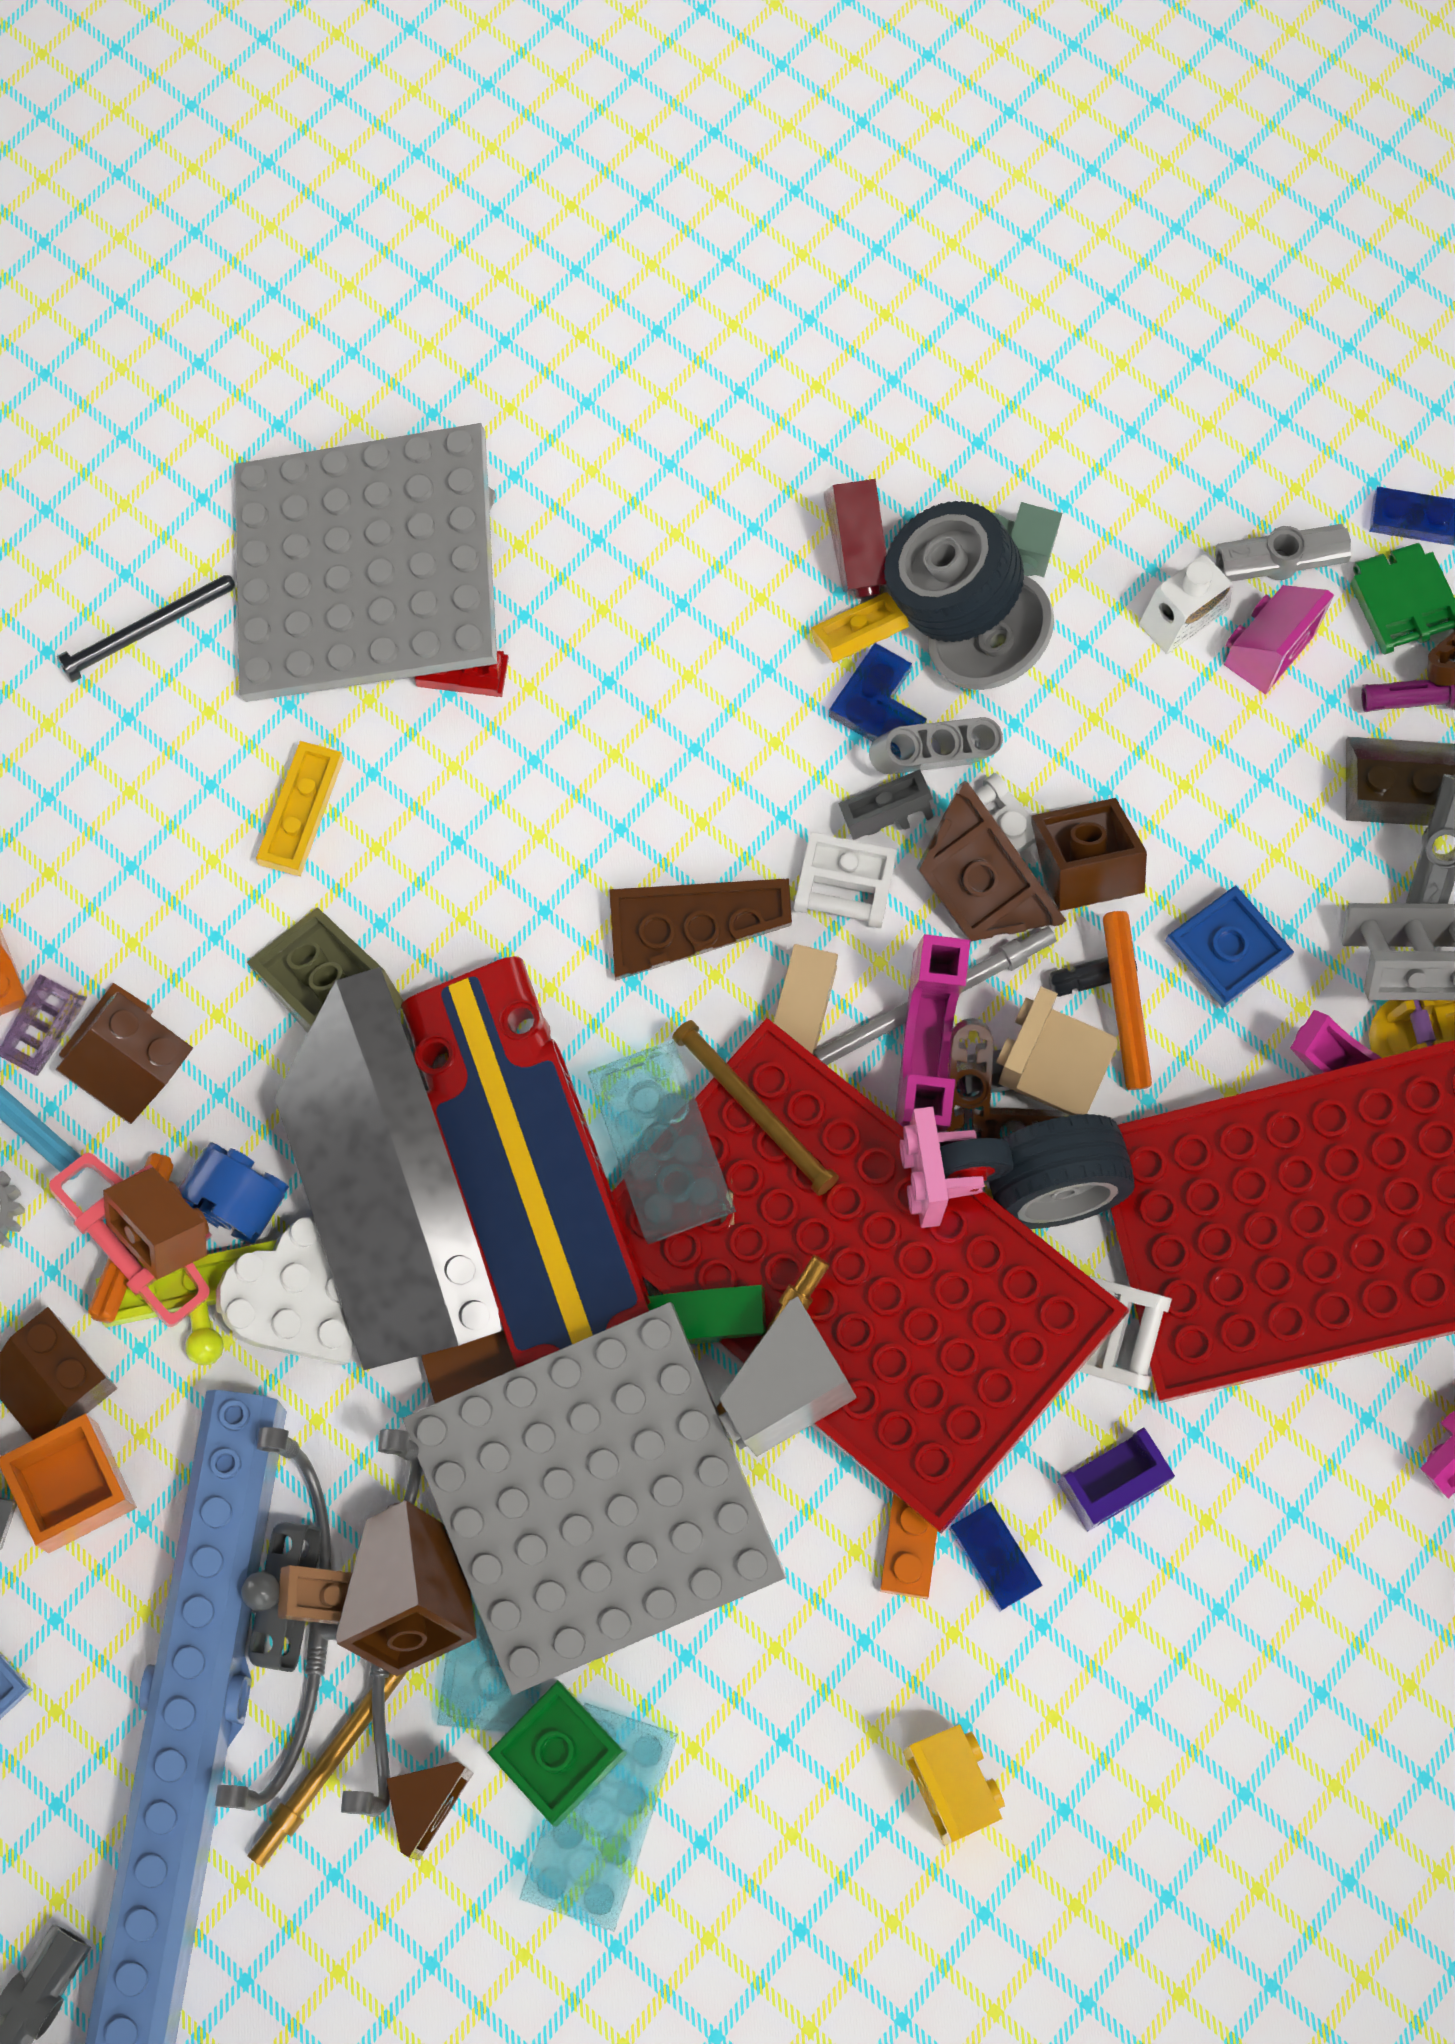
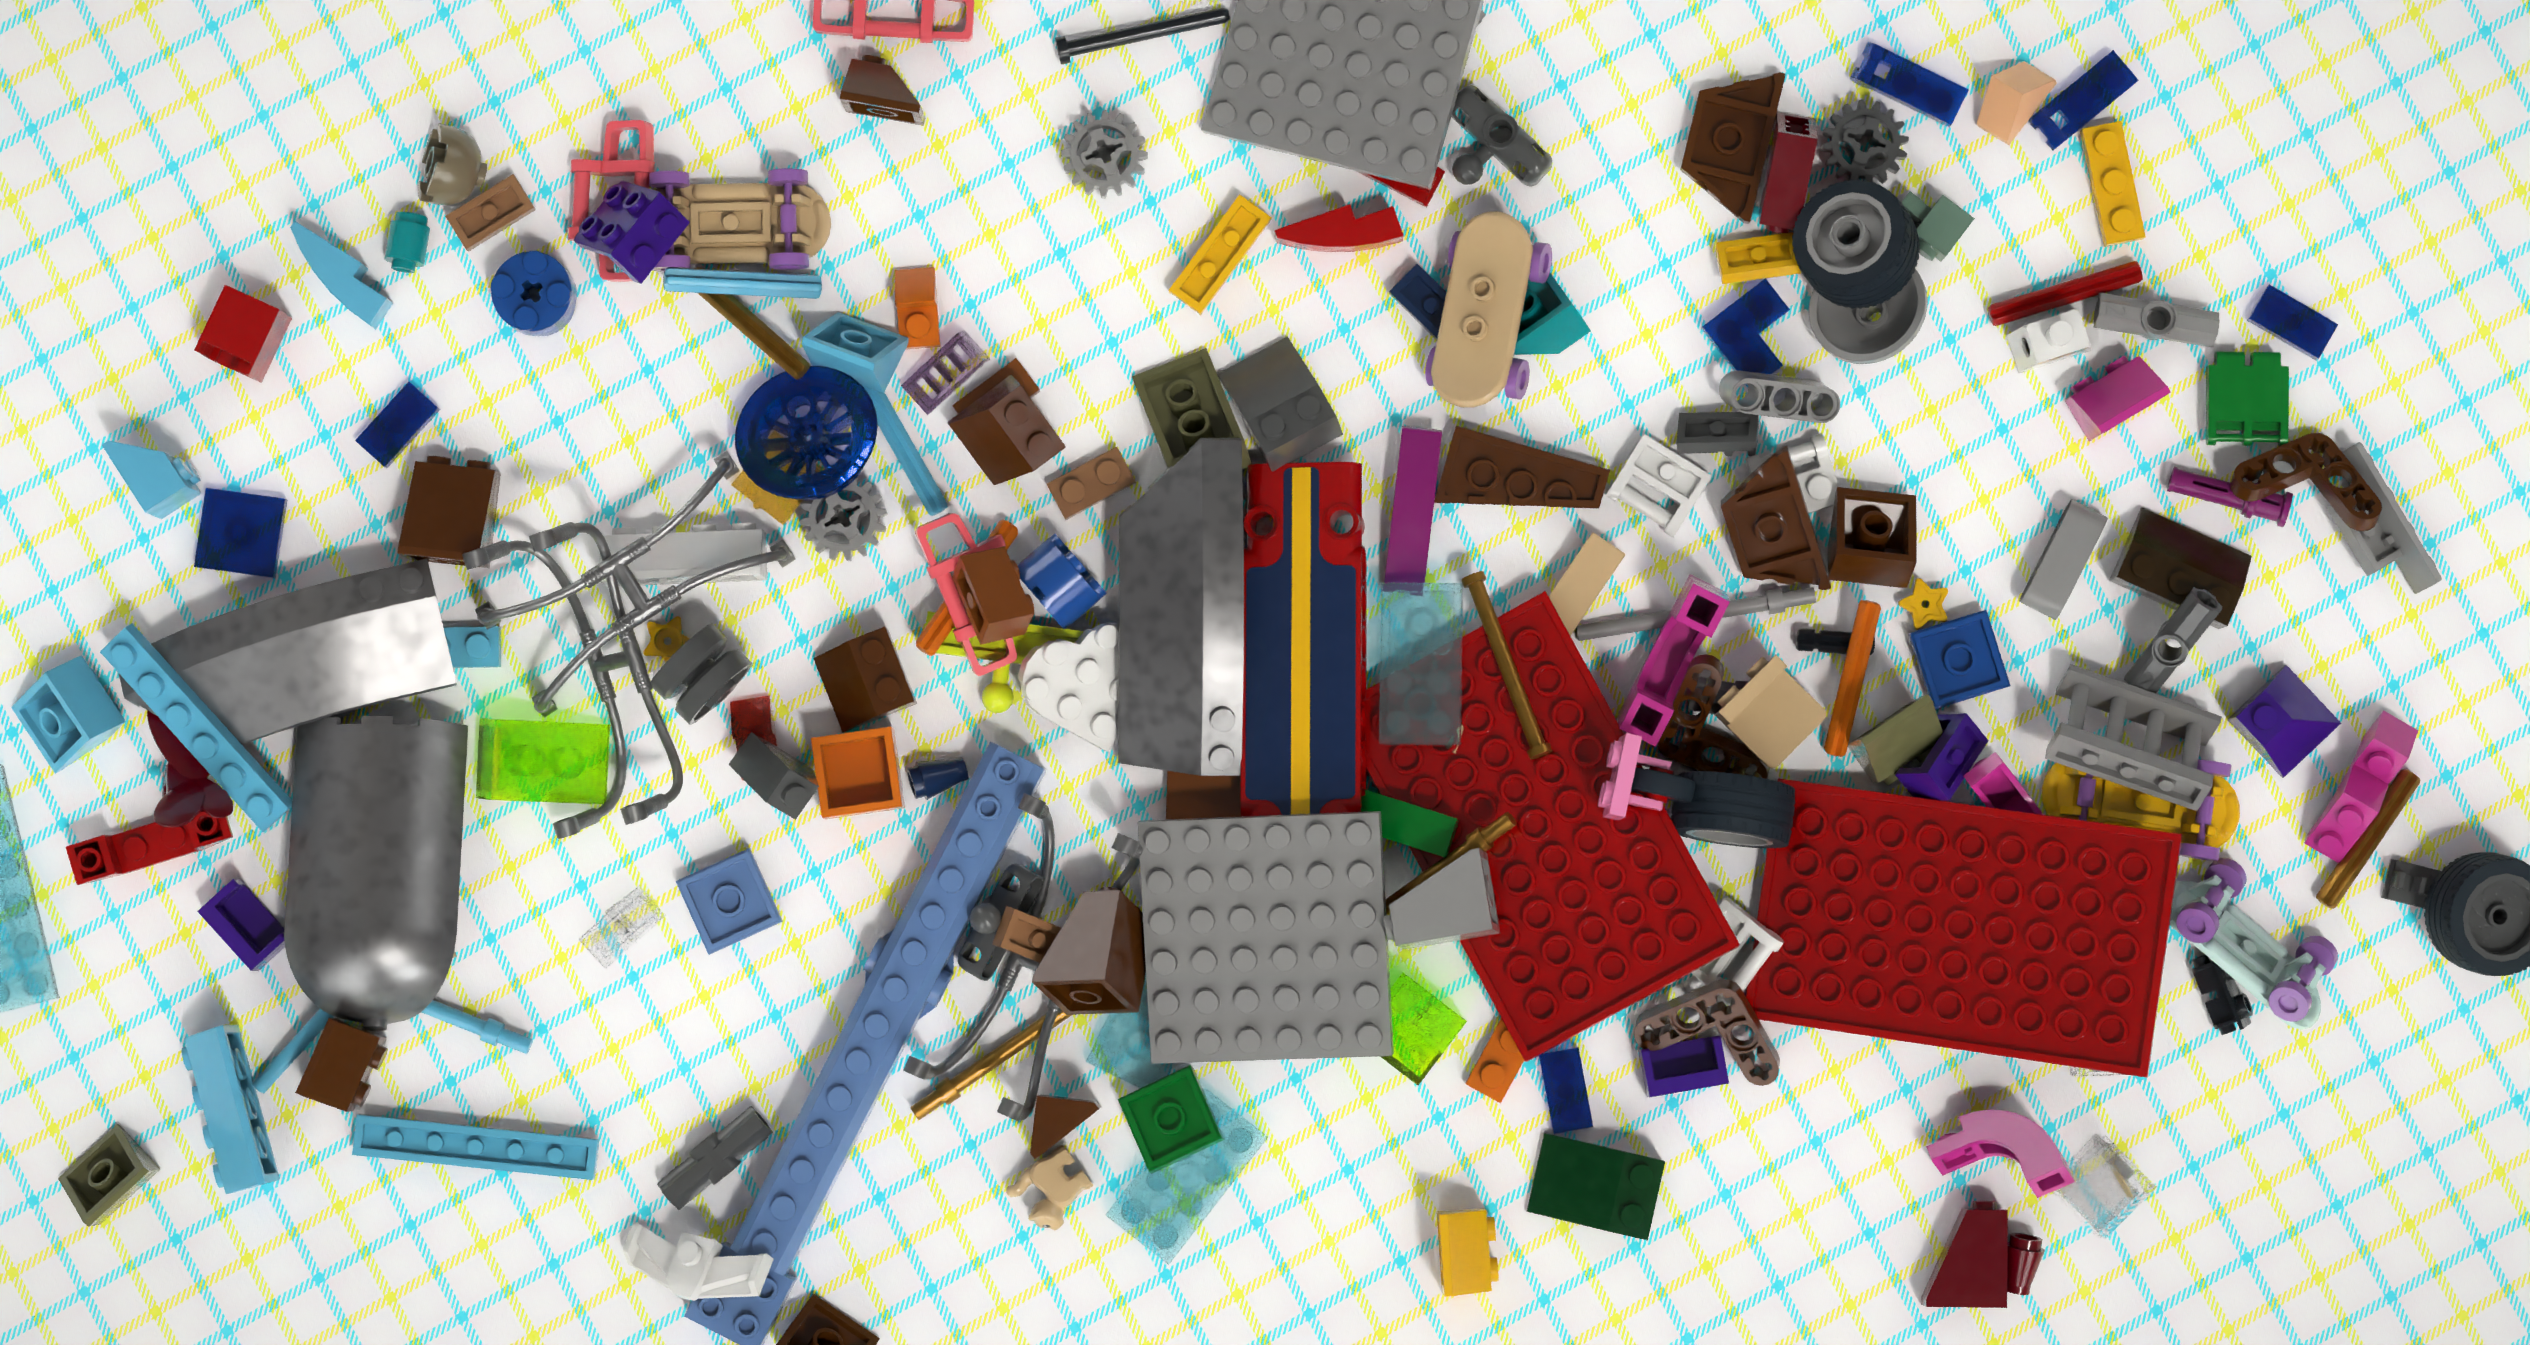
camera: 20 degrees right, 15 degrees up
(141, 768) = (1121, 146): none -> light grey gear
(159, 1459) = (936, 776): none -> dark blue cone
(237, 1085) = (1091, 483): none -> medium nougat plate
(417, 929) = (1281, 403): none -> dark grey slope
(420, 742) = (1341, 232): none -> red slope
(453, 1887) = (1051, 1179): none -> tan animal
(528, 599) = (1483, 119): none -> dark grey piece
(540, 784) = (1421, 298): none -> dark blue plate
(592, 982) = (1413, 505): none -> magenta slope
(596, 759) = (1484, 311): none -> tan piece
(651, 751) = (1548, 320): none -> teal slope
(789, 530) = (1732, 140): none -> reddish brown wing
(808, 1540) = (1420, 1028): none -> clear neon green slope
(904, 481) = (1848, 140): none -> dark grey gear
(944, 422) = (1910, 84): none -> clear blue plate
(1052, 404) = (2012, 100): none -> light nougat slope
(1073, 1652) = (1596, 1186): none -> dark green slope
(1121, 383) = (2084, 99): none -> clear blue plate
(1139, 1406) = (1721, 1016): none -> reddish brown beam
(1144, 586) = (2065, 293): none -> red axle
(1167, 915) = (1914, 604): none -> yellow plate
(1182, 449) = (2112, 183): none -> yellow plate
(1204, 1040) = (1898, 740): none -> olive slope
(1266, 1045) = (1947, 761): none -> dark purple panel
(1292, 810) = (2063, 559): none -> light grey beam

